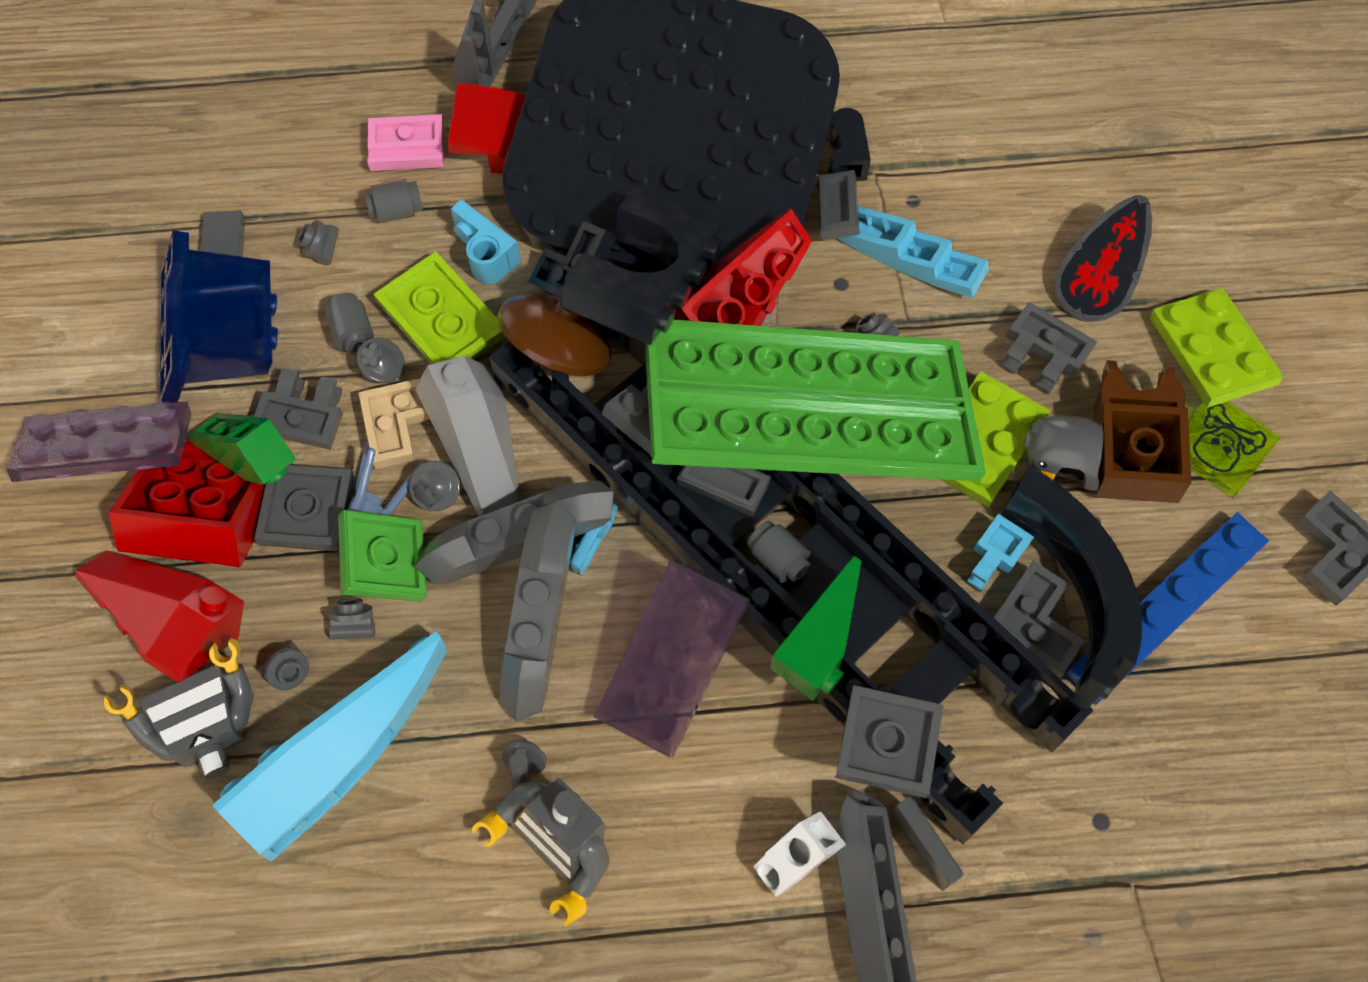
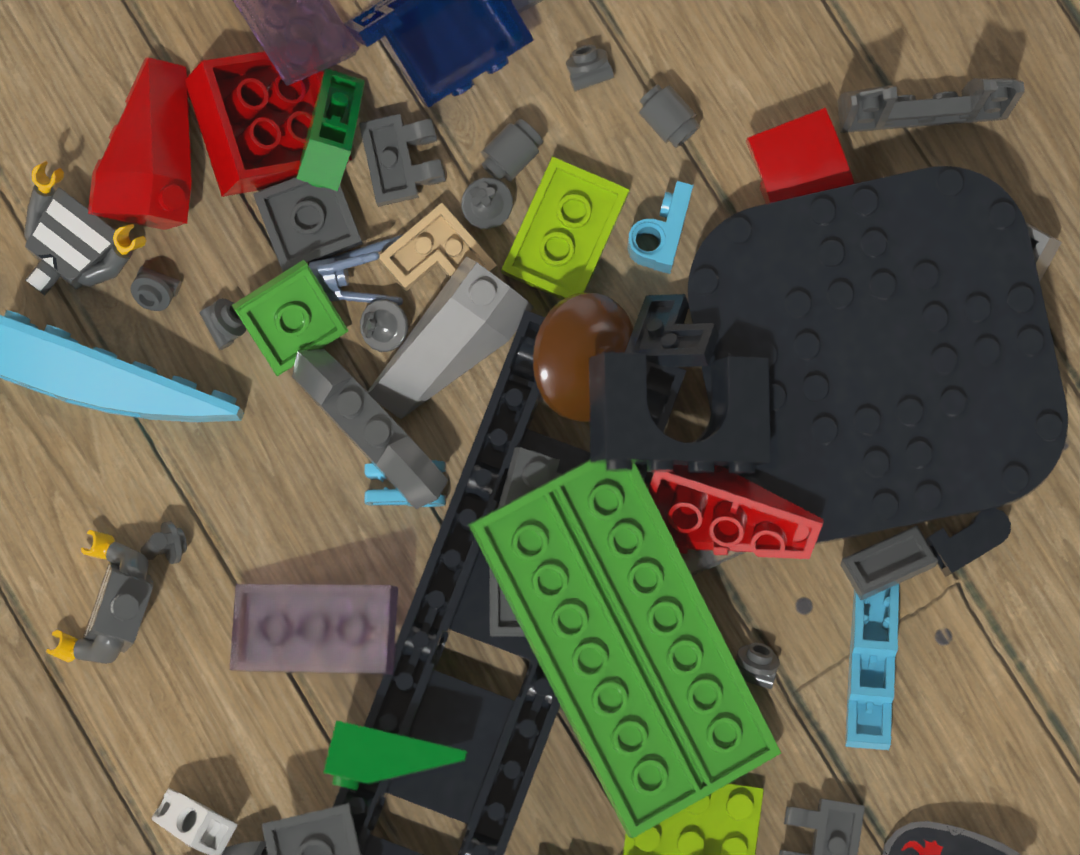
camera: 65 degrees right, 15 degrees up
(405, 142) = (744, 87): bright pink plate -> none
(536, 611) = (297, 486): dark grey brick -> none
(779, 552) = (458, 679): dark grey brick -> none

